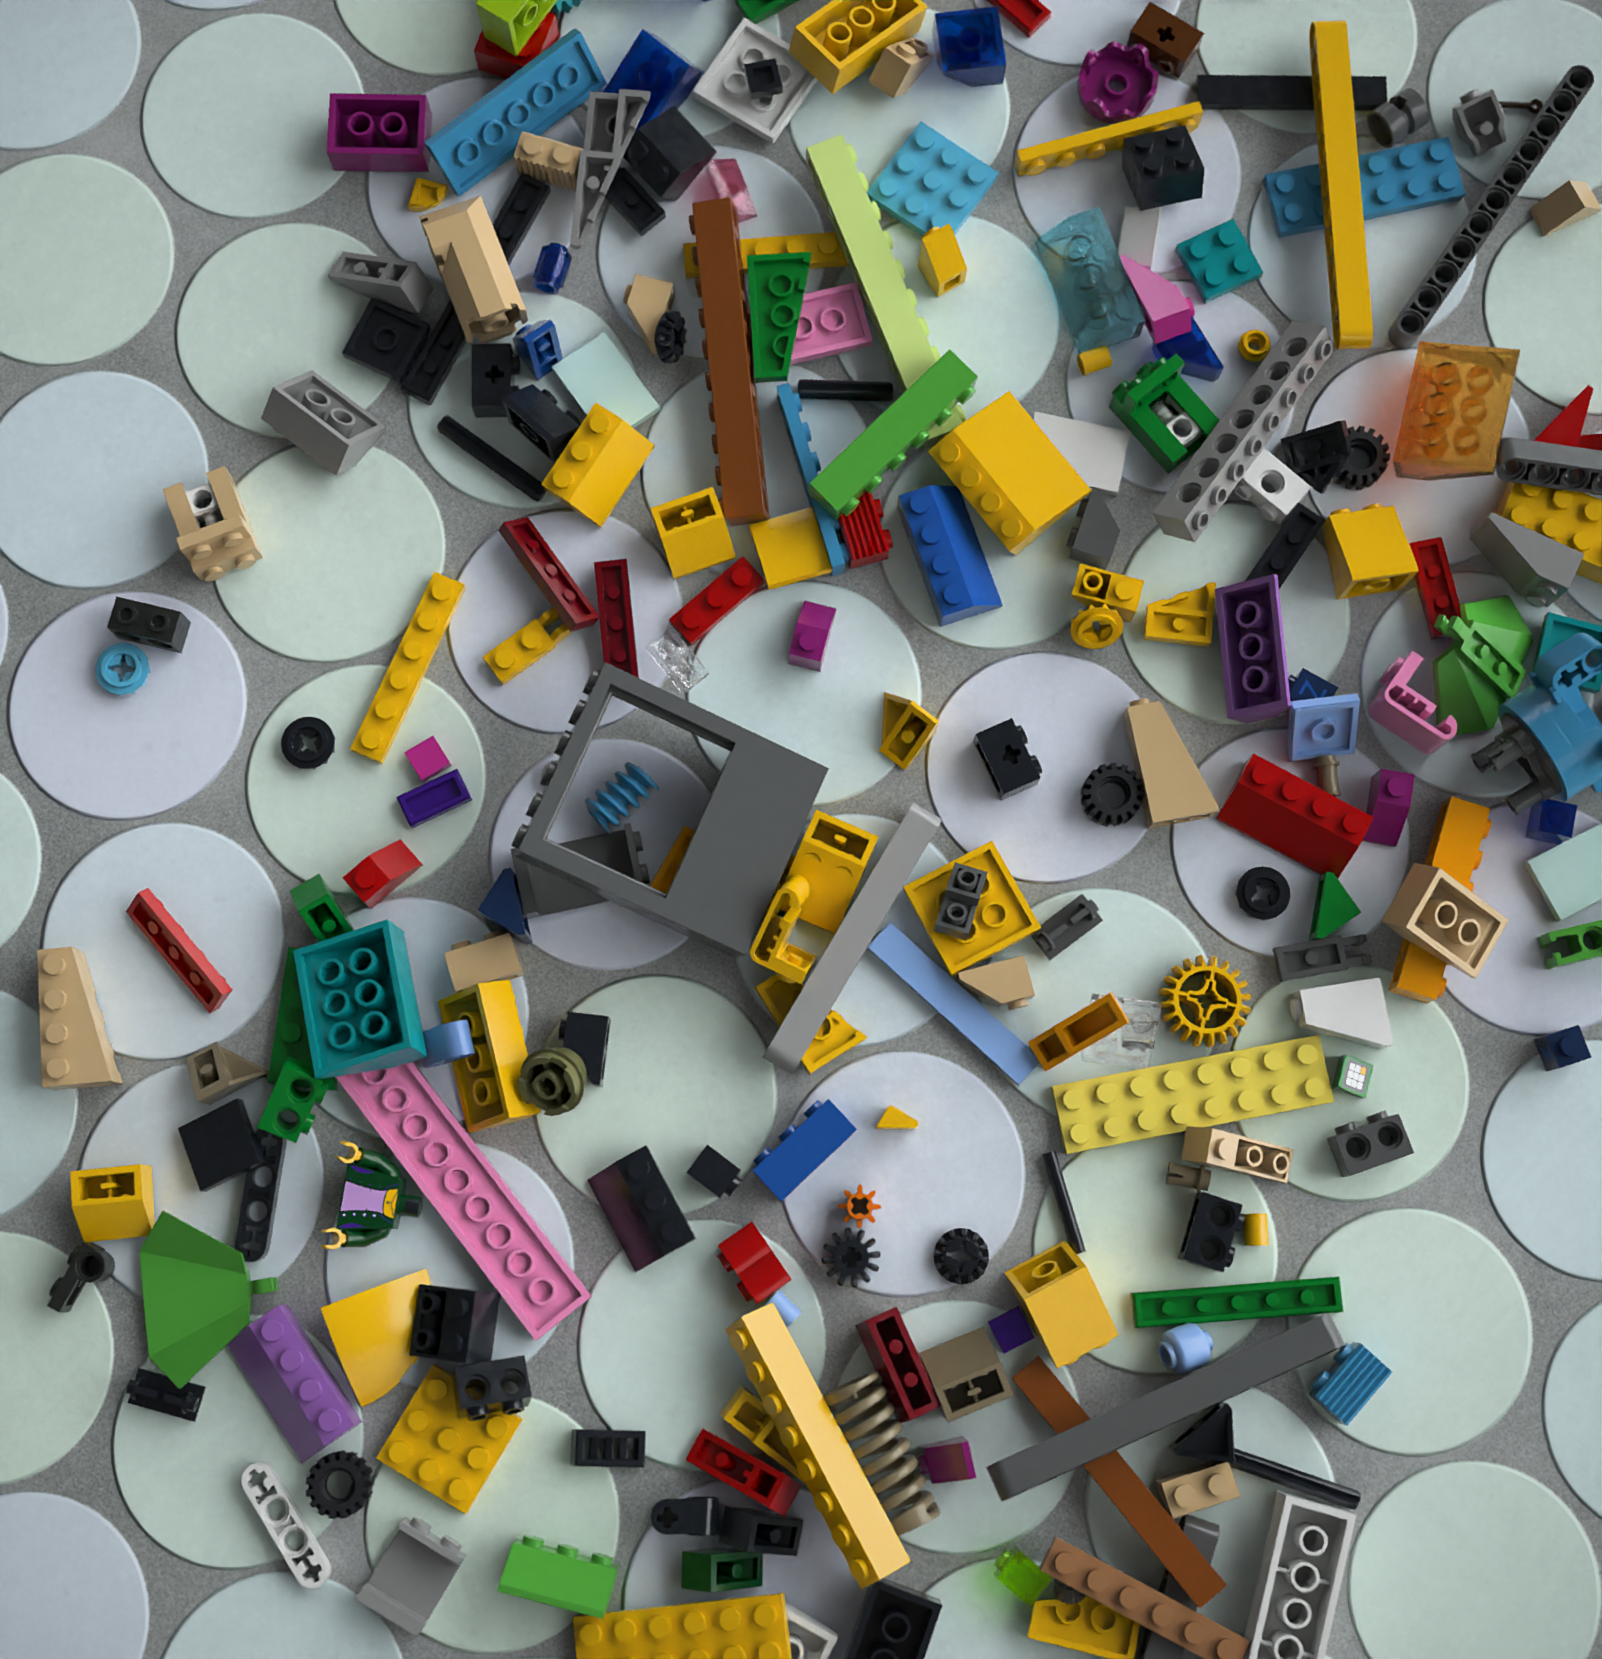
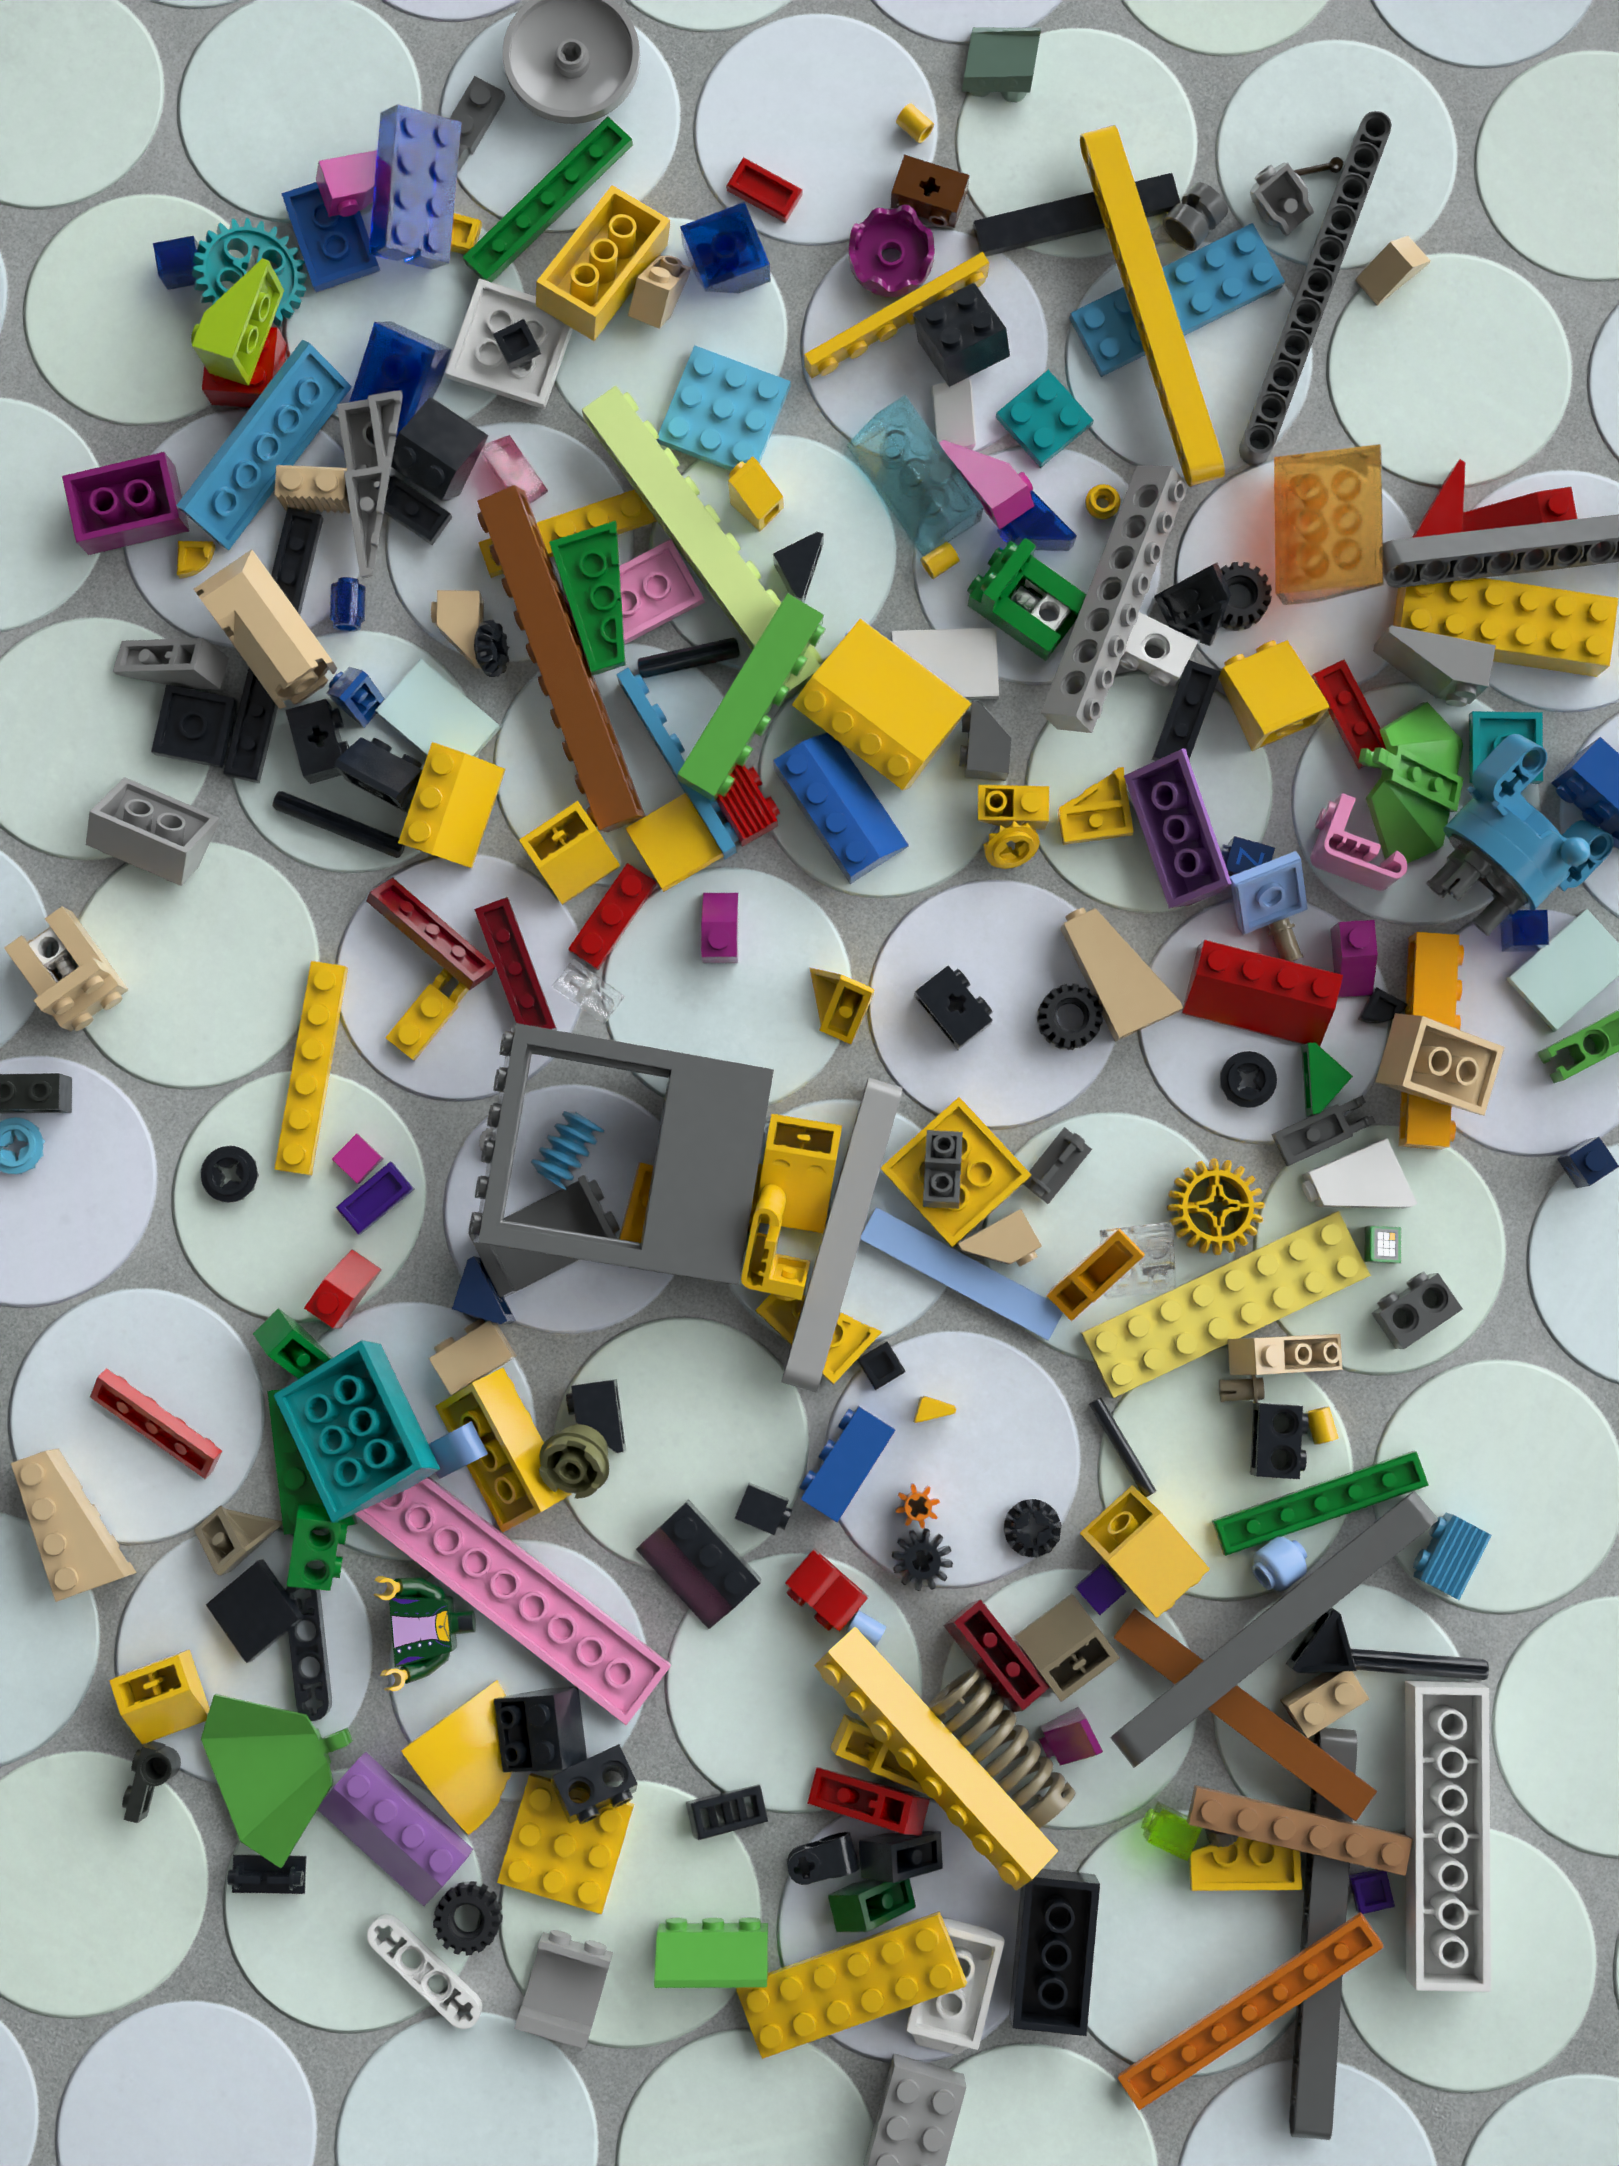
camera: 10 degrees left, 5 degrees up
(858, 1069) = (881, 1365): none -> black tile
(966, 330) = (798, 563): none -> black slope
(1401, 859) = (1381, 1007): none -> black tile

